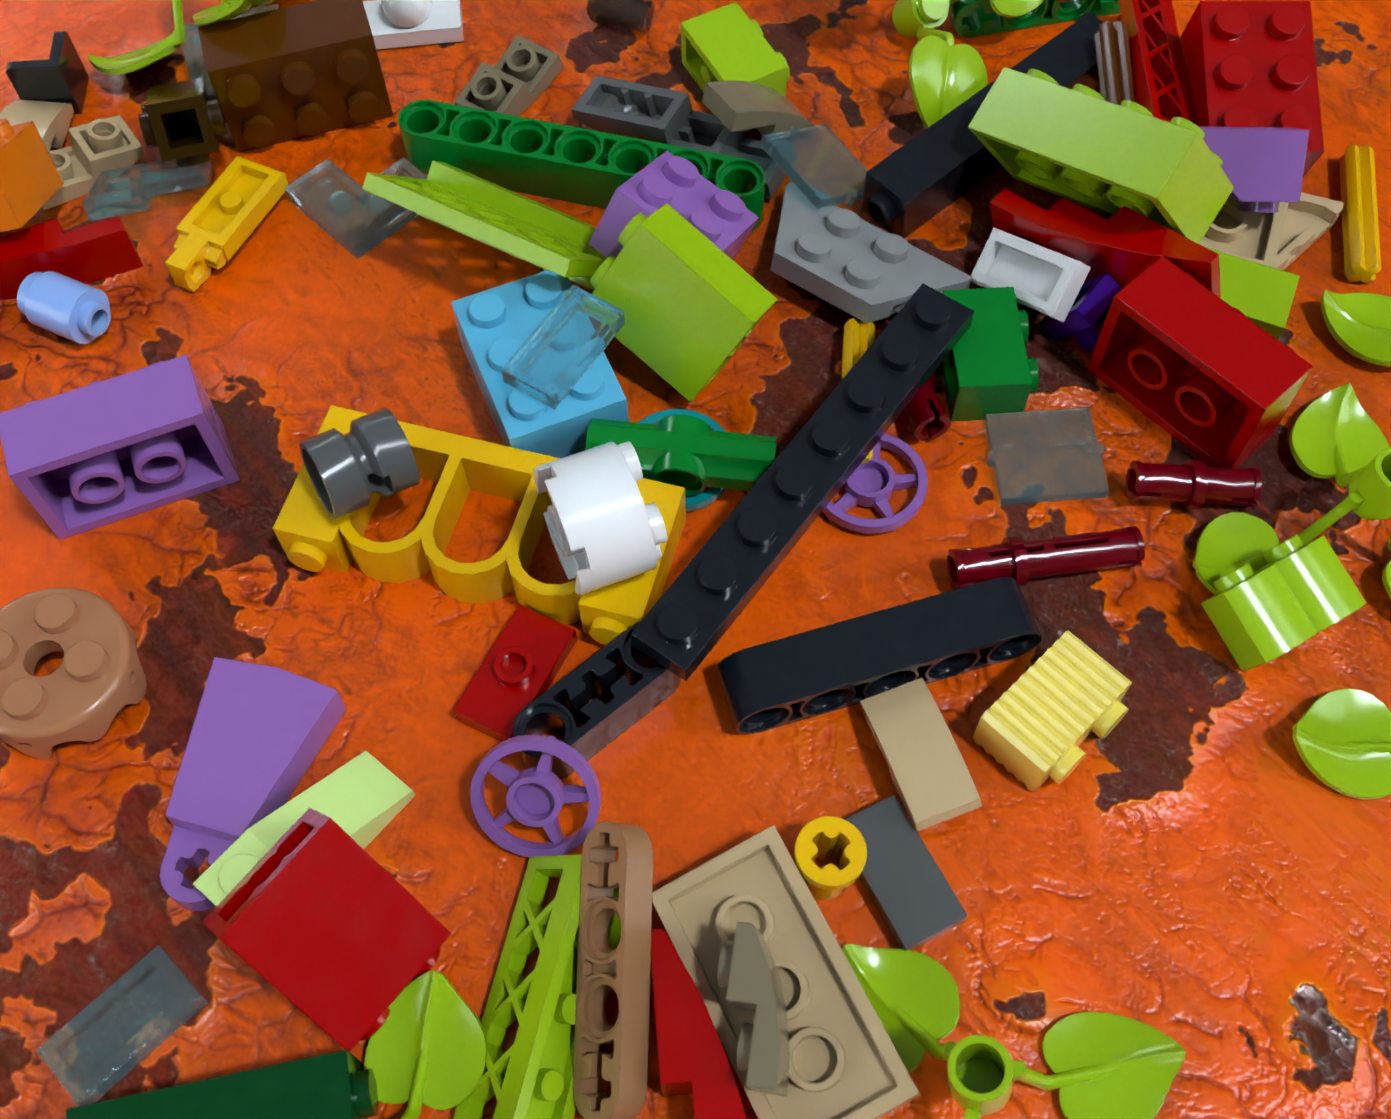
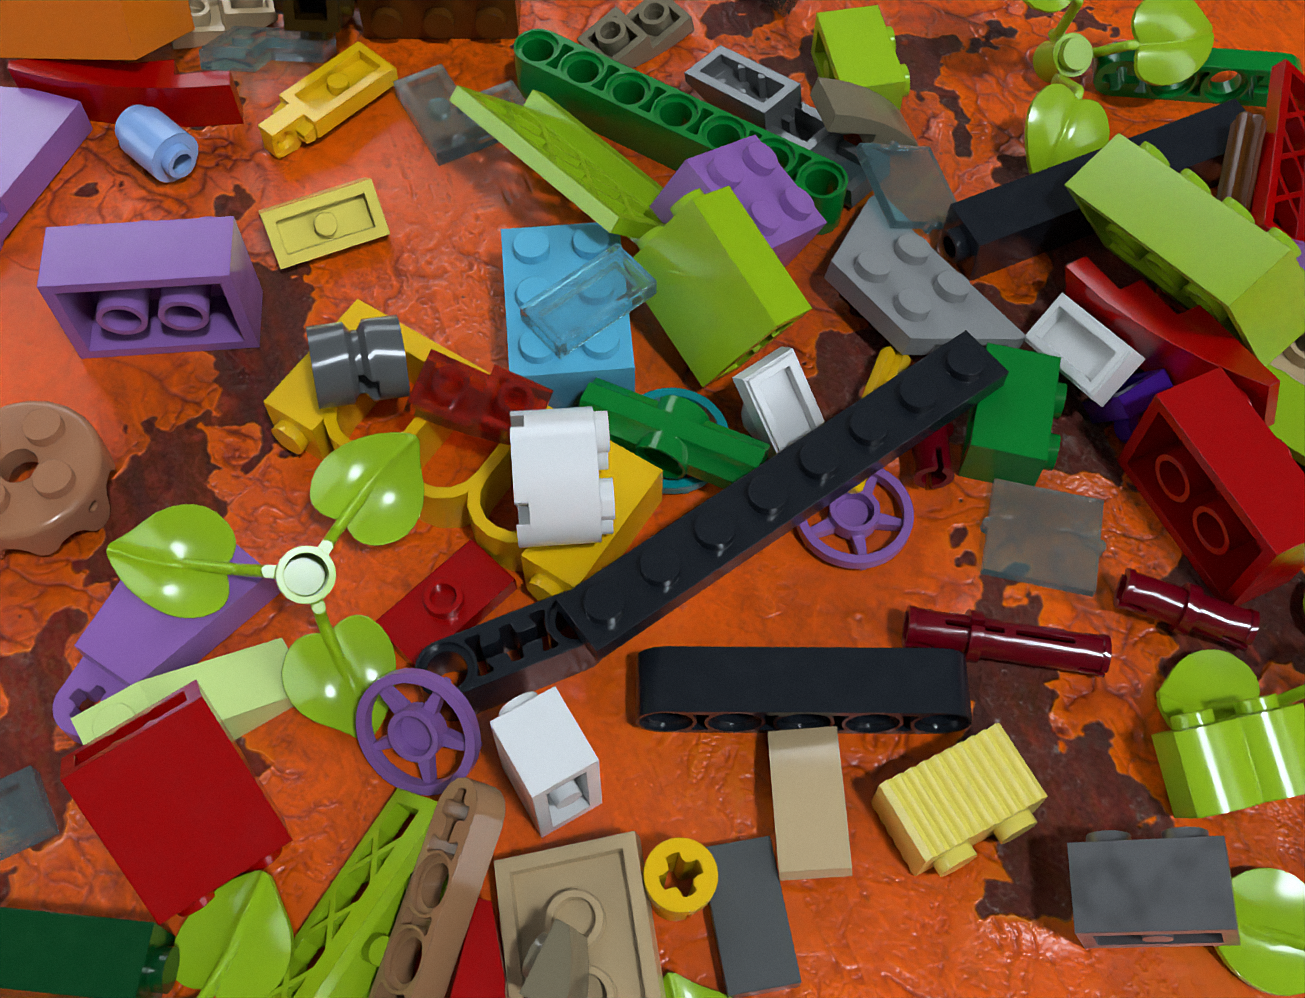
camera: 15 degrees right, 0 degrees up
(265, 340) = (324, 222): none -> light yellow panel
(417, 582) = (184, 555): none -> lime plant
(484, 472) = (471, 399): none -> clear red slope
(671, 784) = (547, 759): none -> white brick
(770, 396) = (777, 400): none -> white tile
(1250, 736) = (1152, 890): none -> flat silver brick

